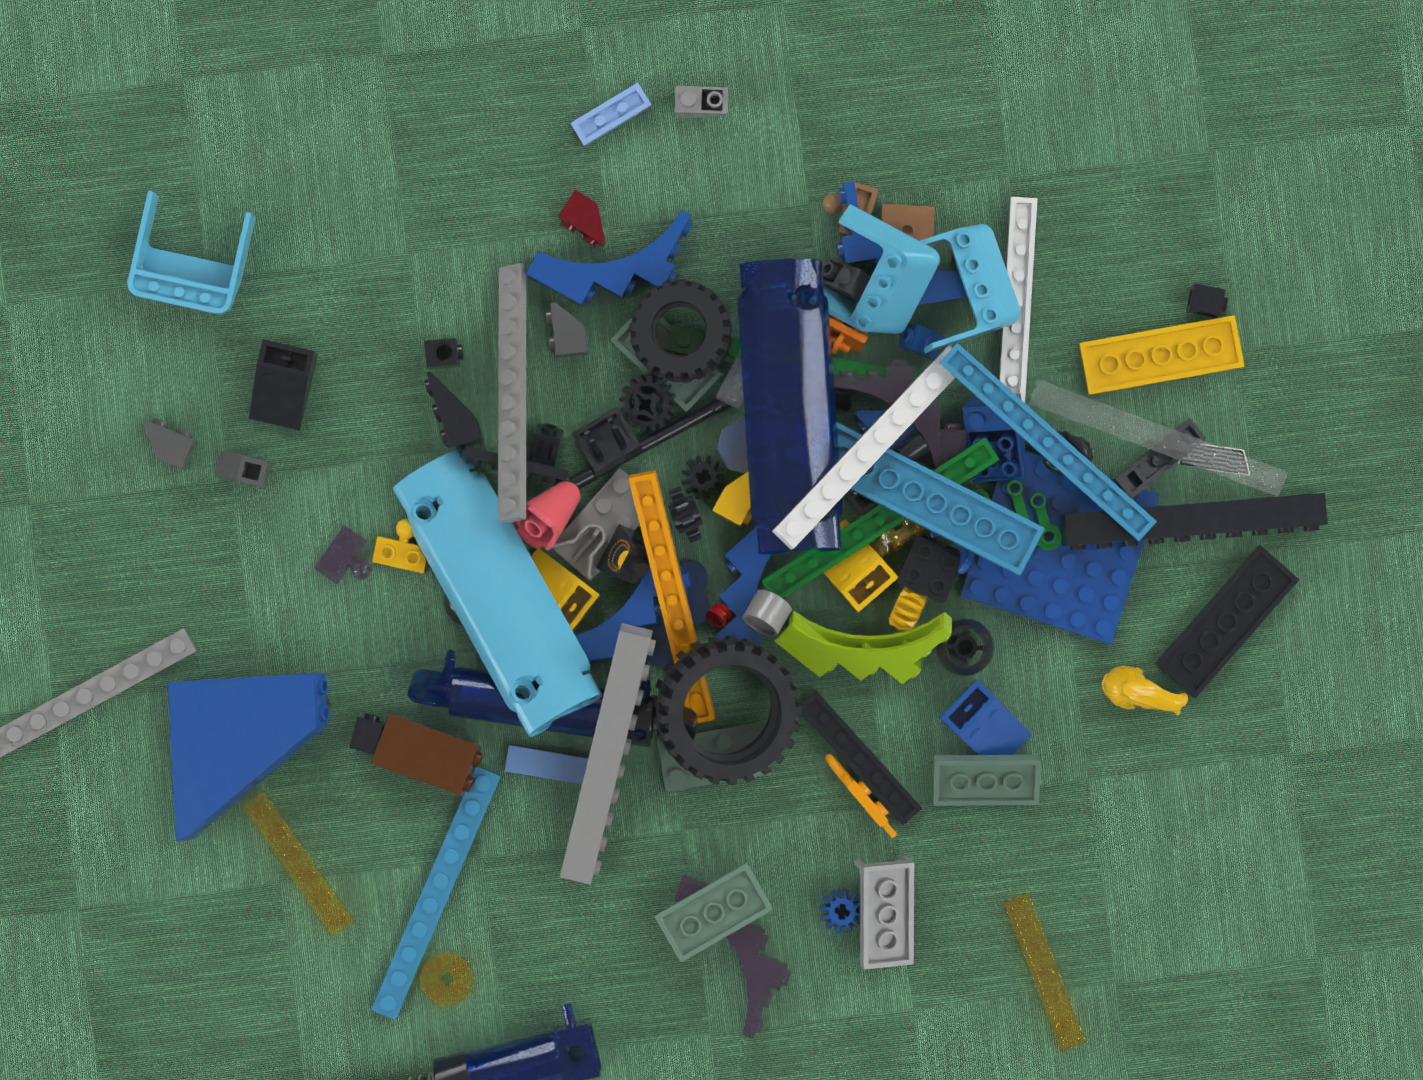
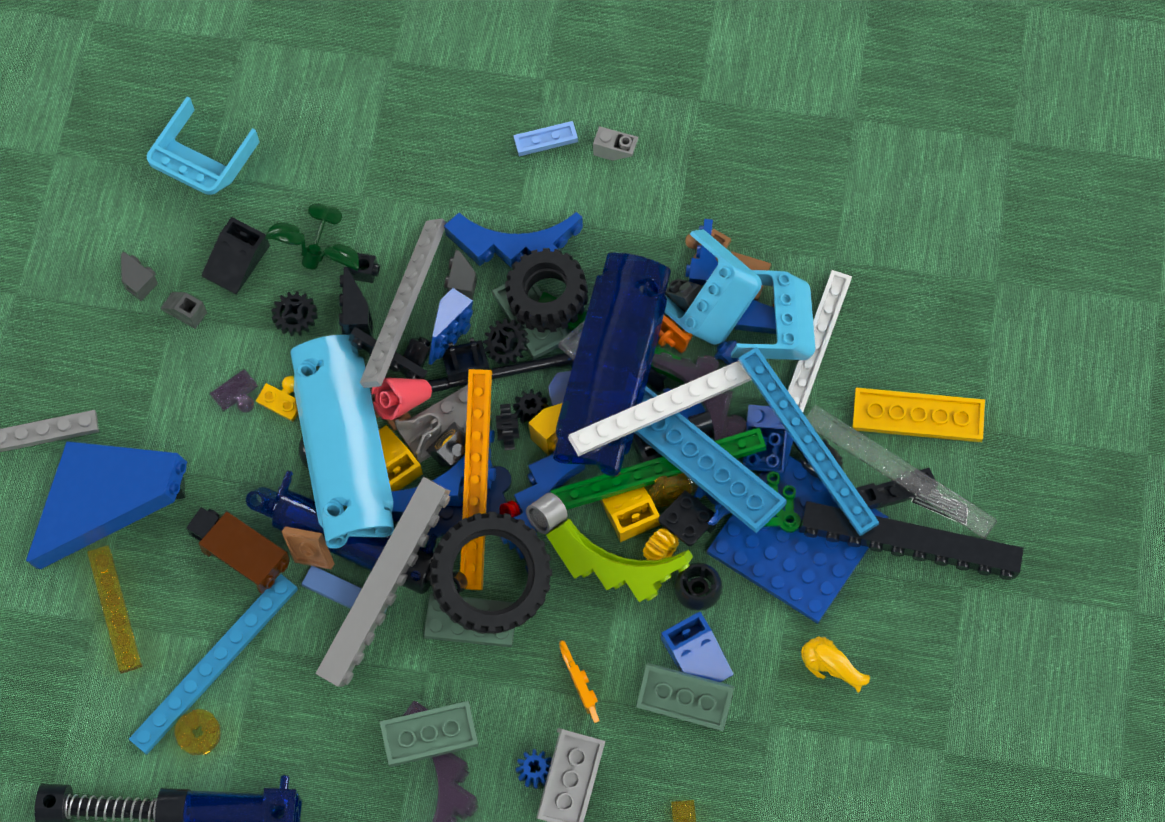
camera: 15 degrees right, 20 degrees down
(345, 352) = (312, 255): none -> dark green plant
(372, 447) = (294, 322): none -> black gear
(501, 733) = (308, 547): none -> medium nougat plate
(574, 400) = (451, 322): none -> blue slope
(583, 215) = (501, 201): dark red slope -> none
(859, 758) = (587, 653): black plate -> none
(1206, 301) = (965, 383): black brick -> none
(1227, 621) = (918, 629): black plate -> none

